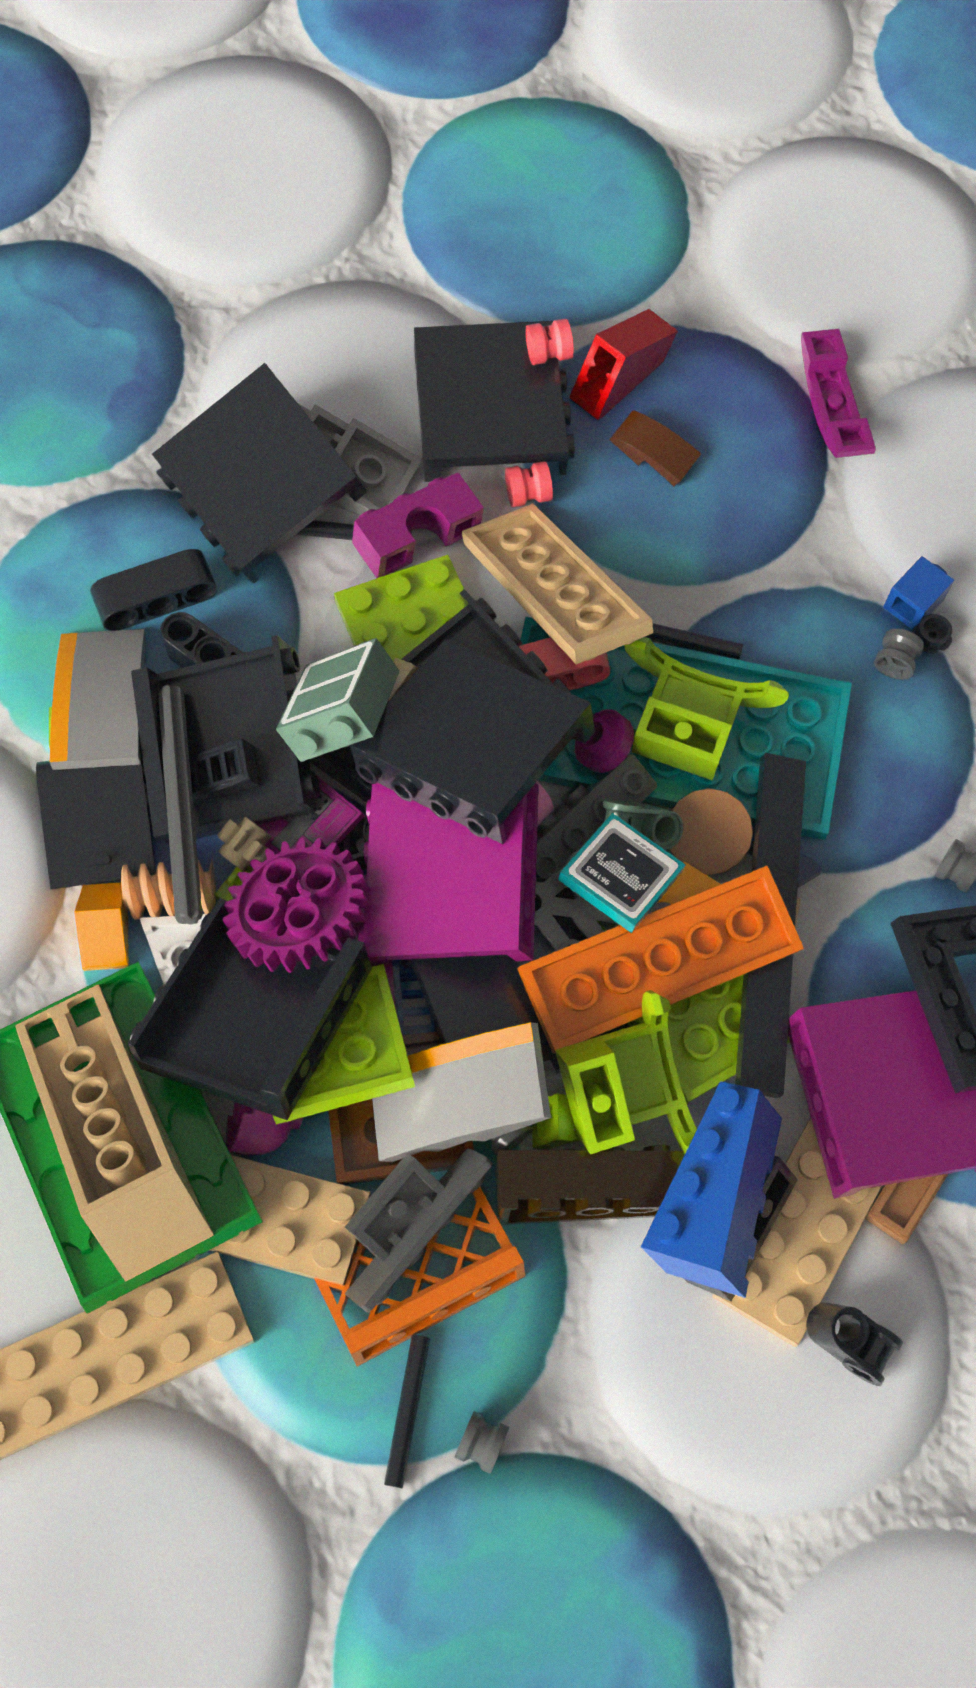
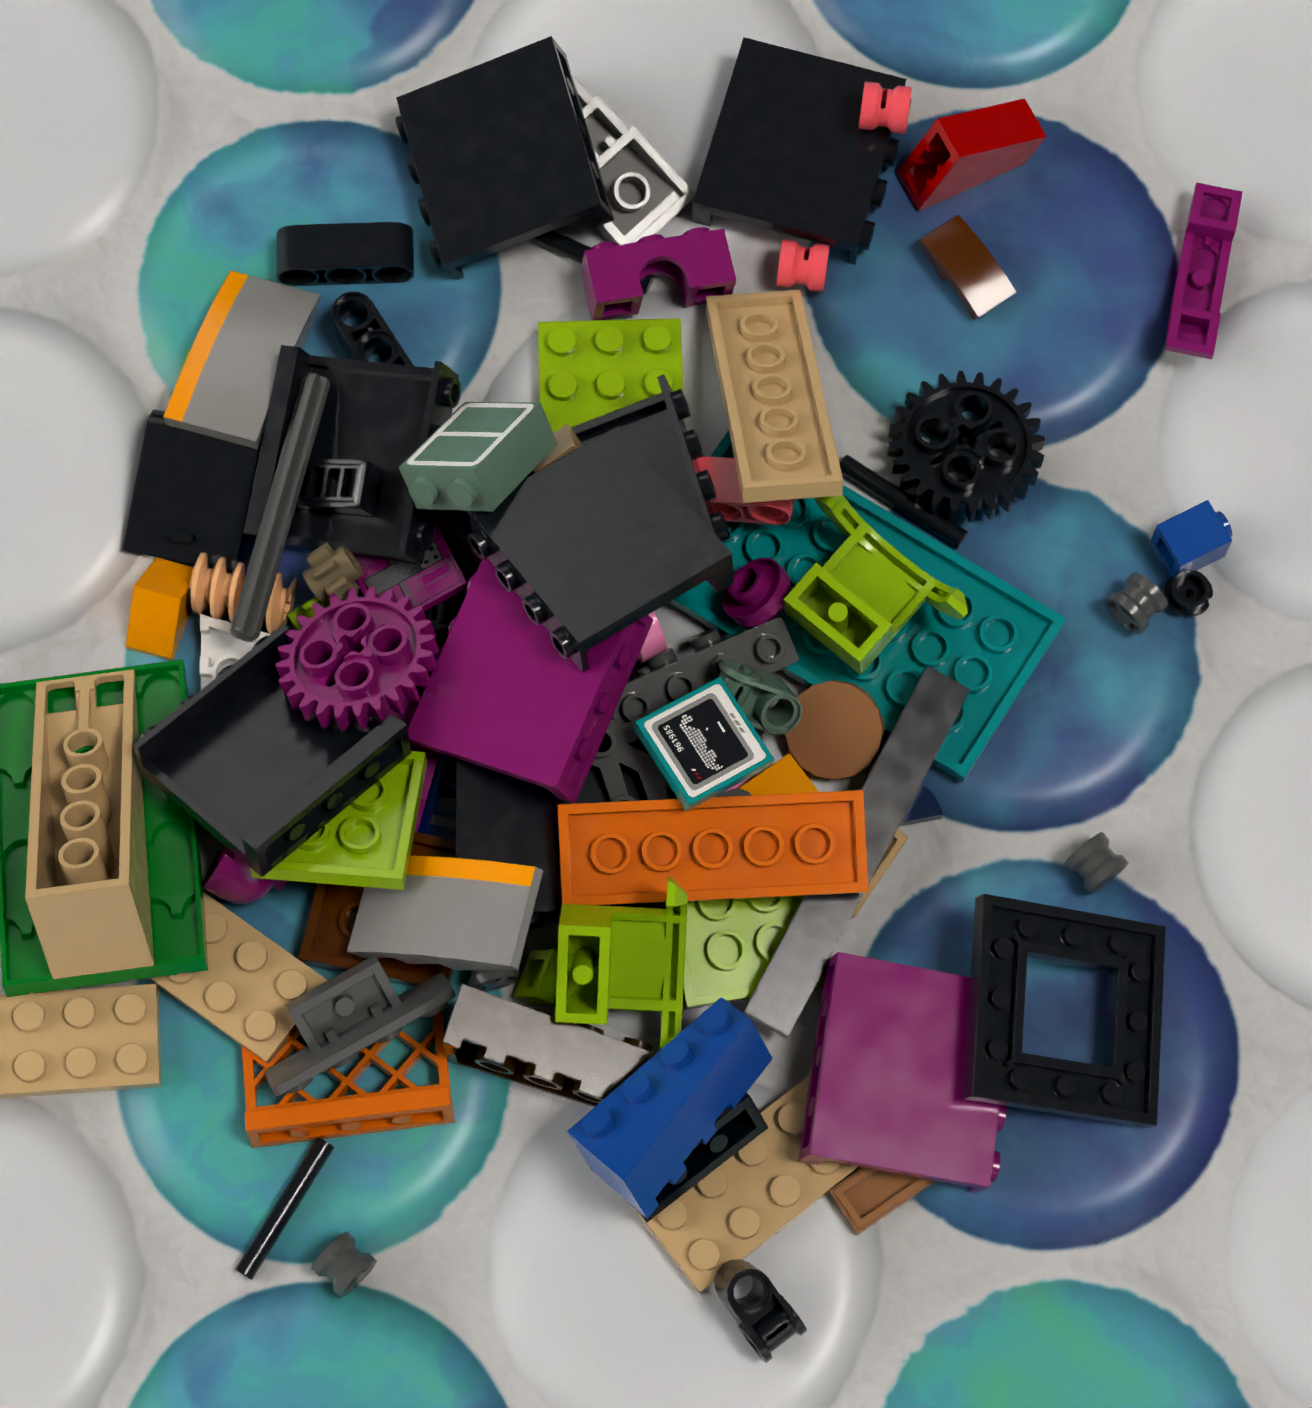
camera: 25 degrees right, 5 degrees up
(686, 560) = (939, 414): none -> black gear

